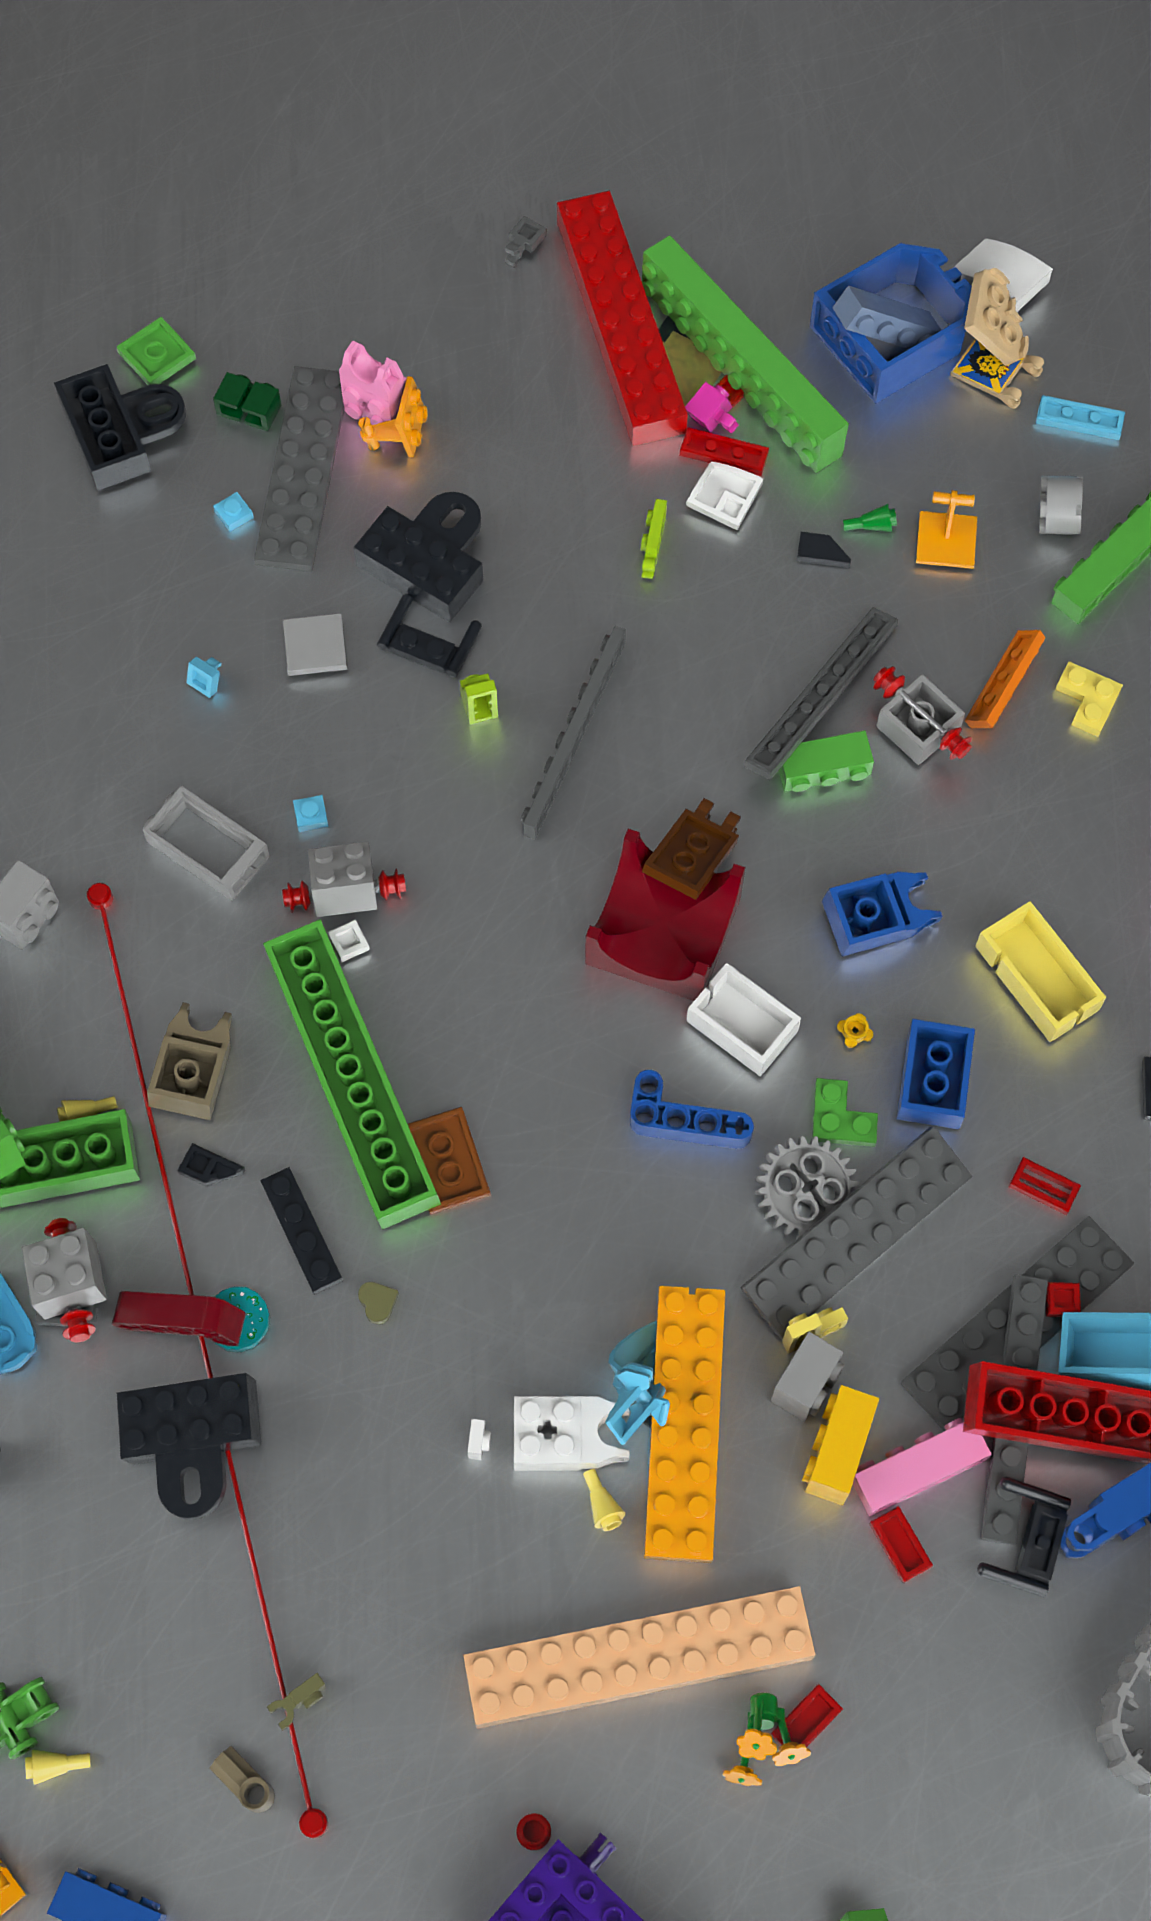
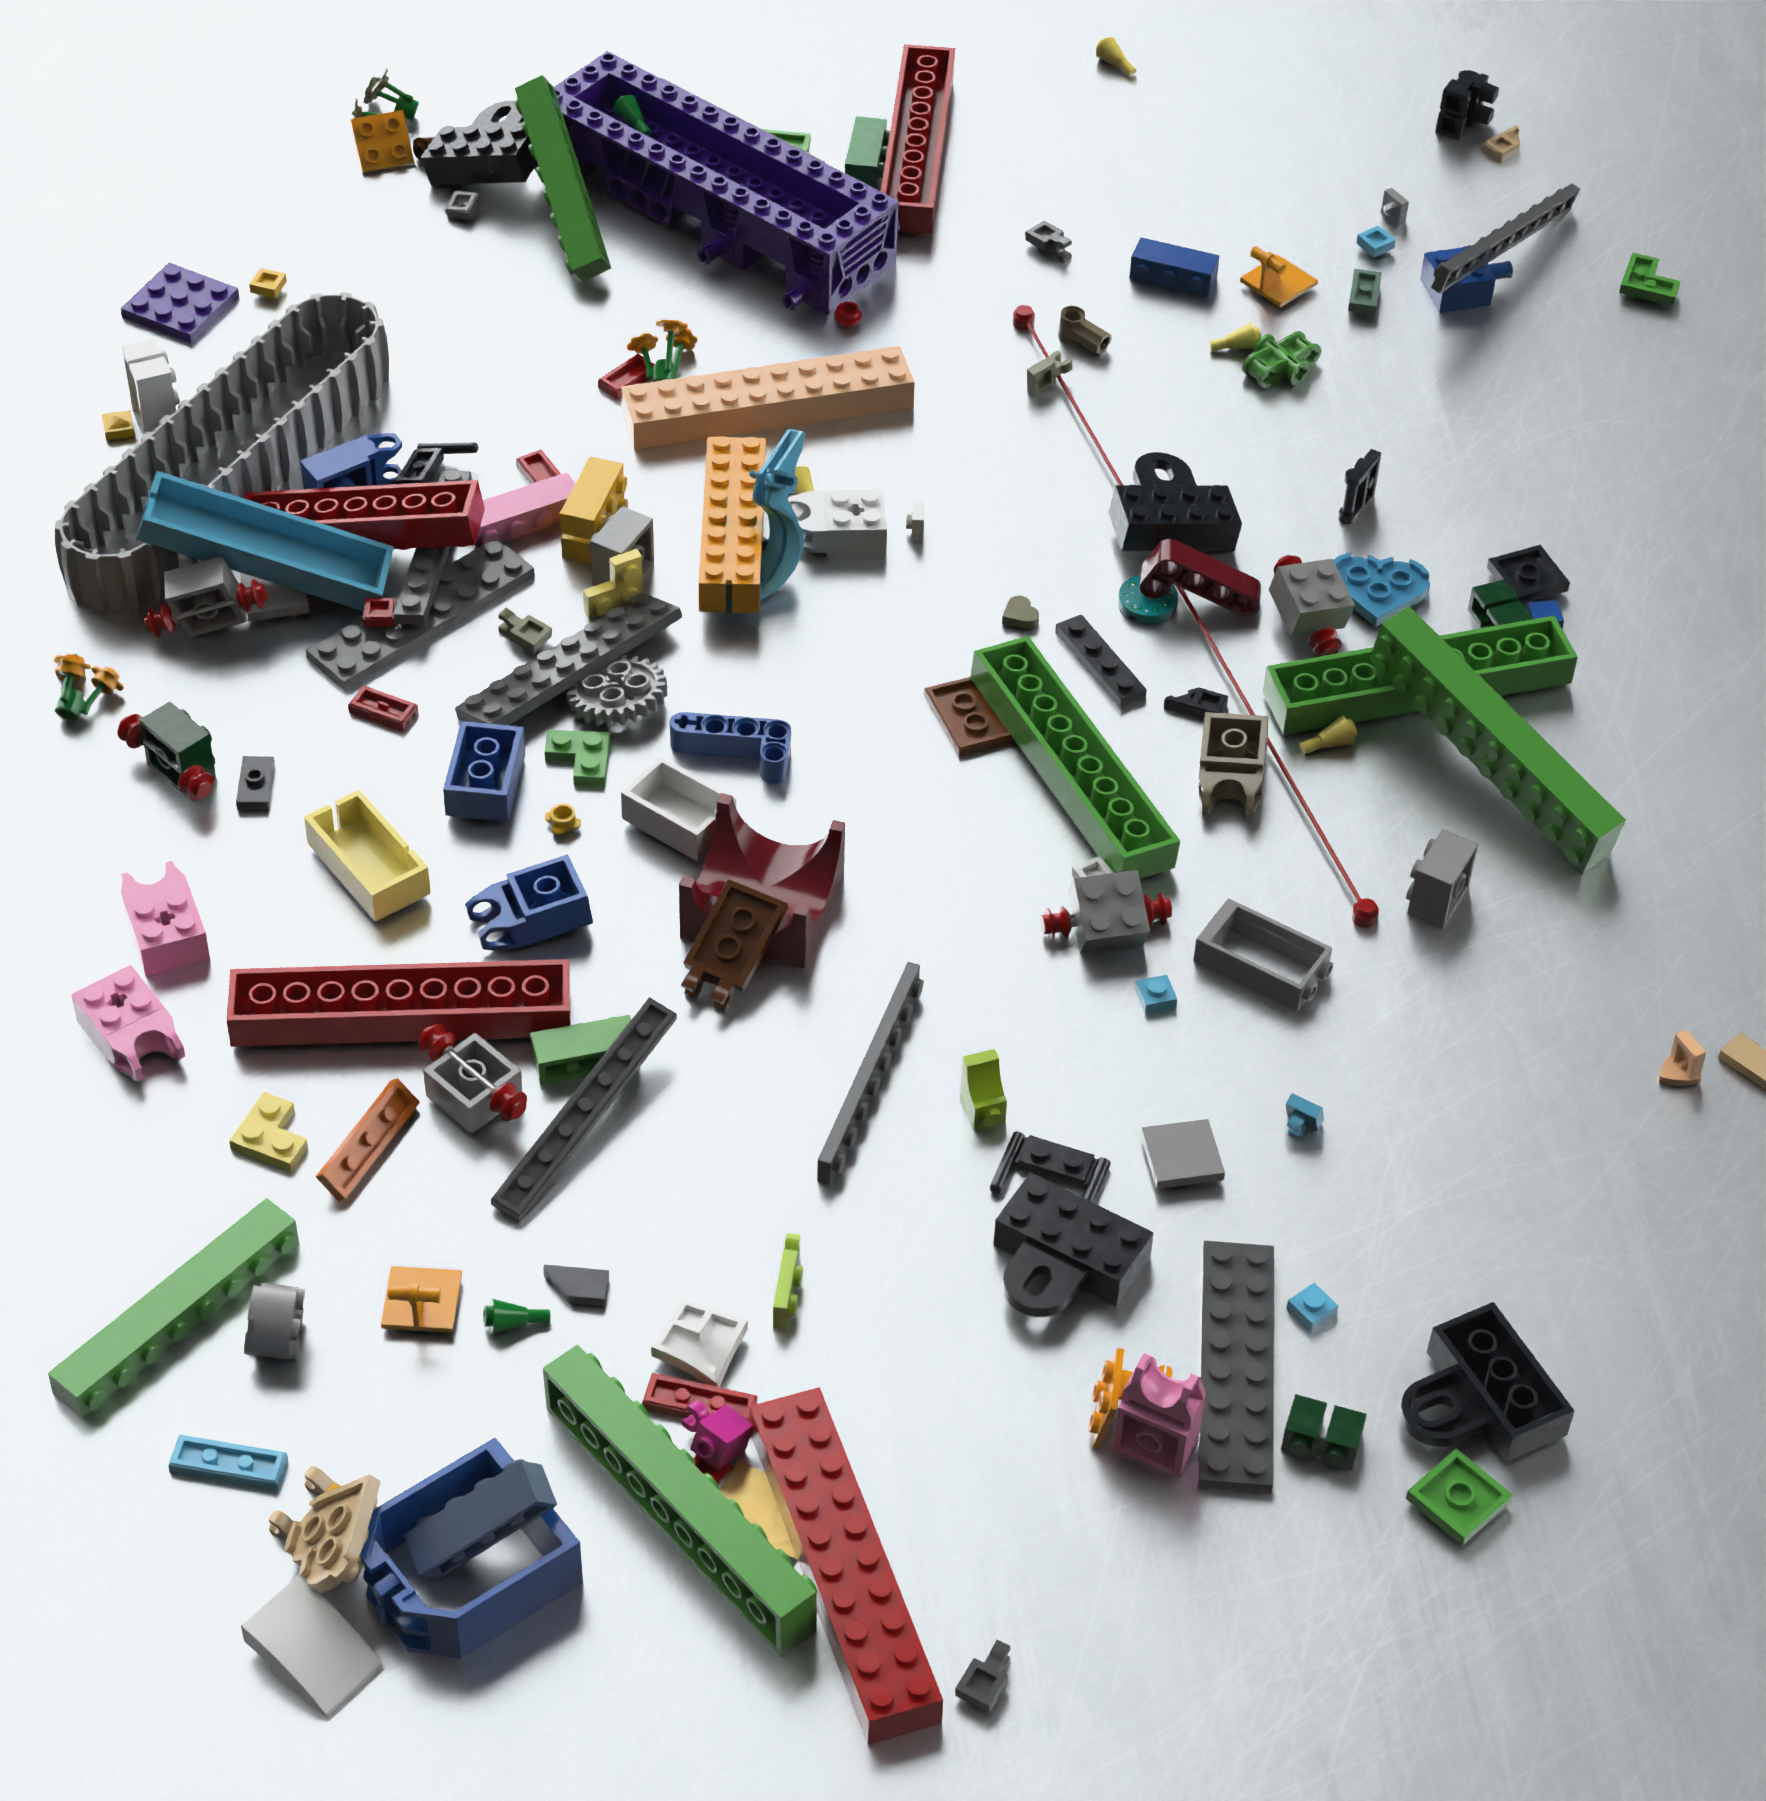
camera: 175 degrees right, 20 degrees down
(903, 1280) = (526, 632): none -> olive plate
(992, 804) = (396, 1001): none -> red brick

